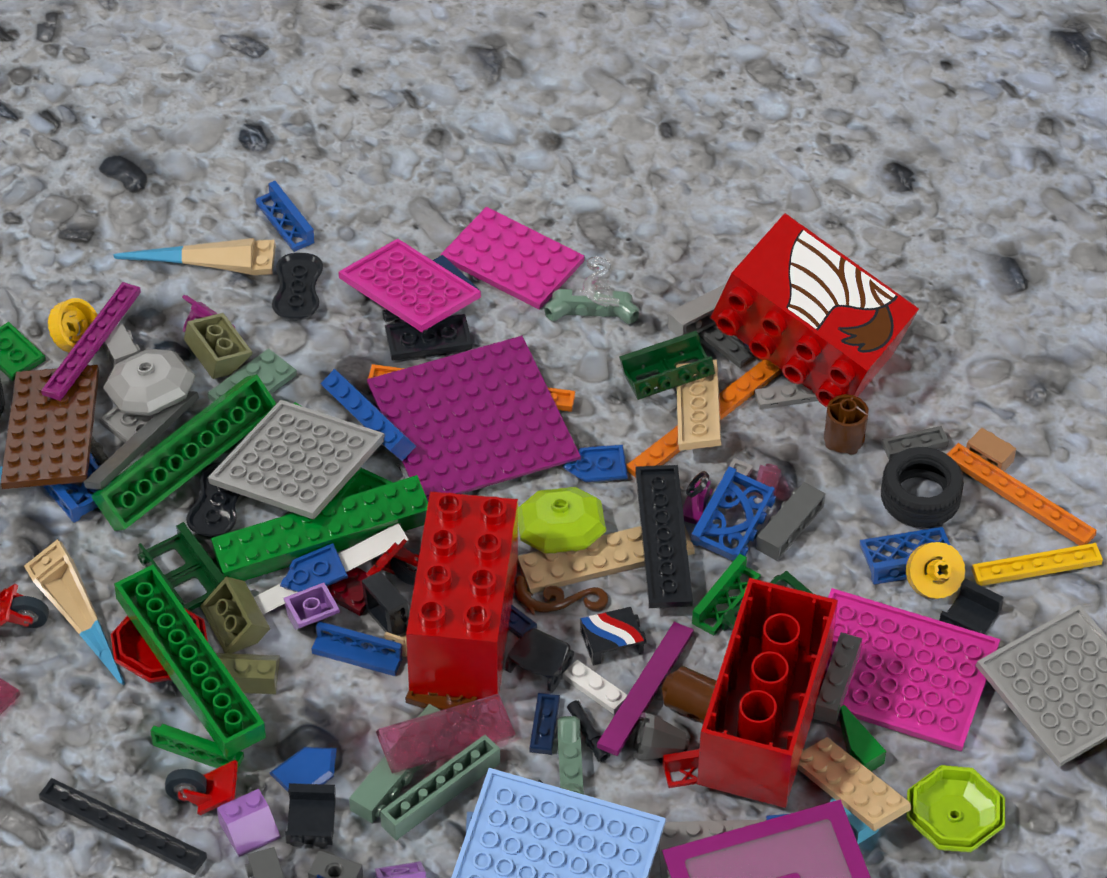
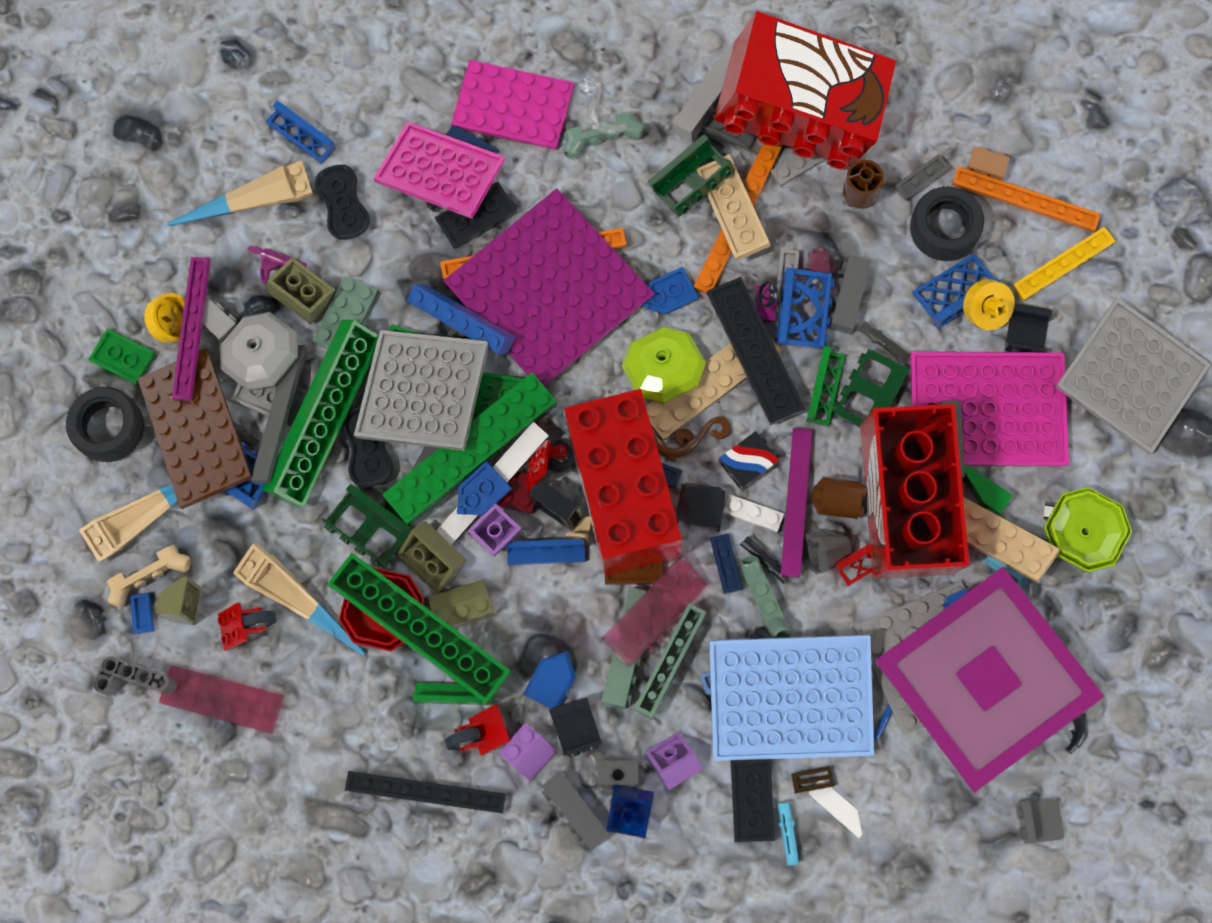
camera: 15 degrees left, 25 degrees up
(804, 569) = (883, 341): none -> clear smoke pin

